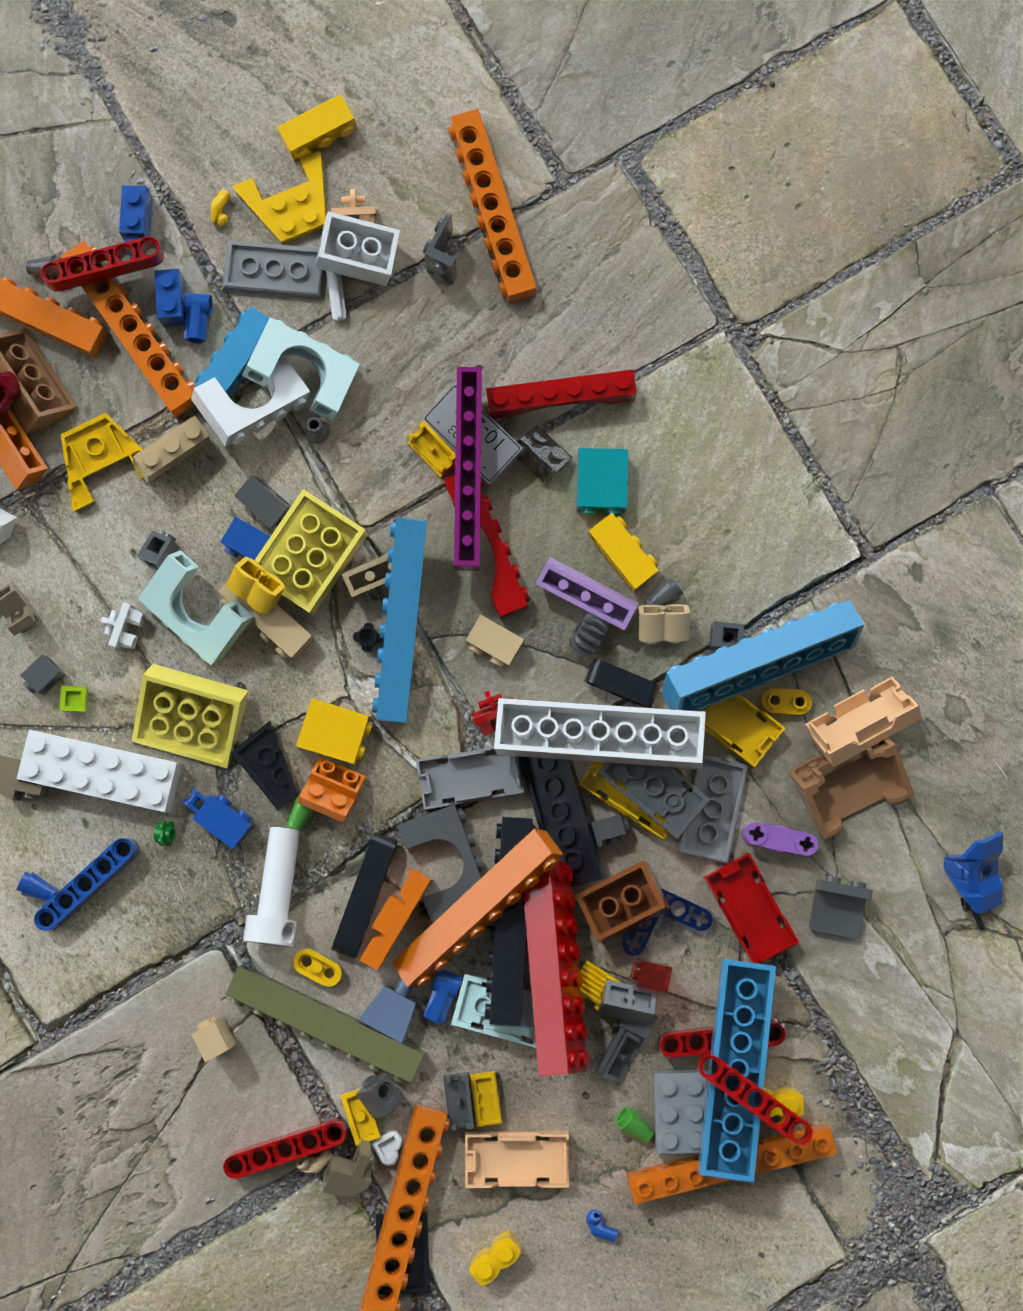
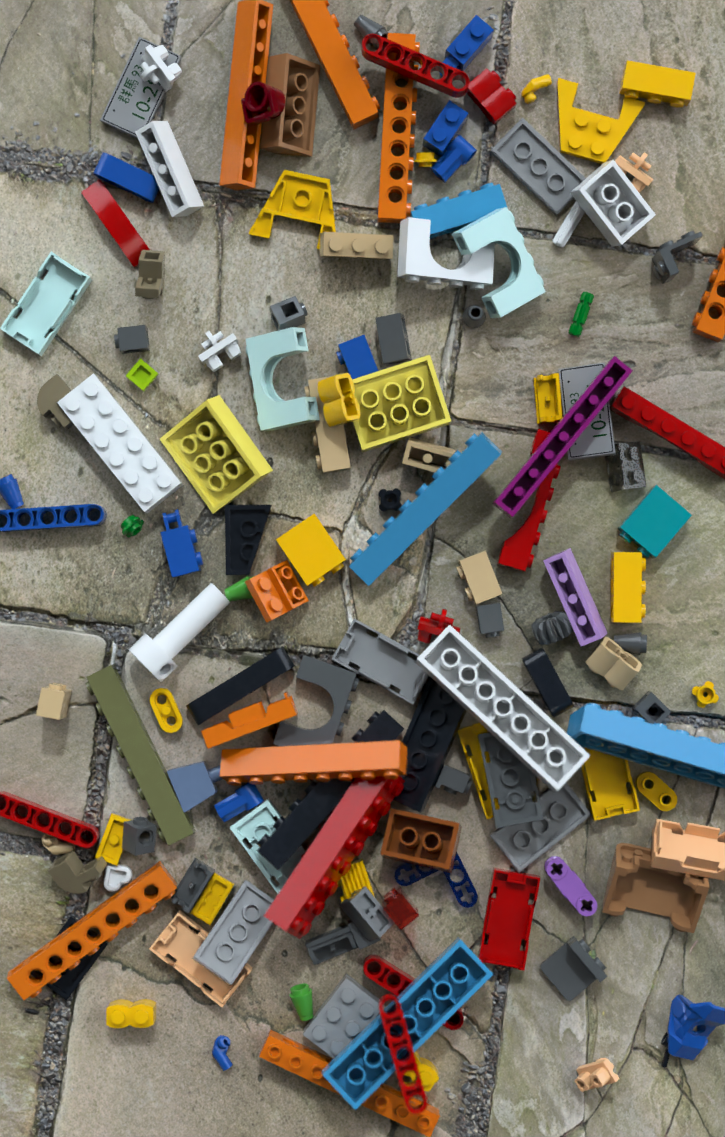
camera: 40 degrees right, 5 degrees up
(173, 335) = (425, 159): none -> yellow plate
(187, 242) = (491, 96): none -> red brick
(404, 360) = (581, 314): none -> green axle
(529, 1113) = (236, 933): none -> light grey tile
(531, 669) = (490, 619): none -> dark grey brick
(766, 585) = (711, 696): none -> yellow plate
(932, 982) = (596, 1075): none -> light nougat hips

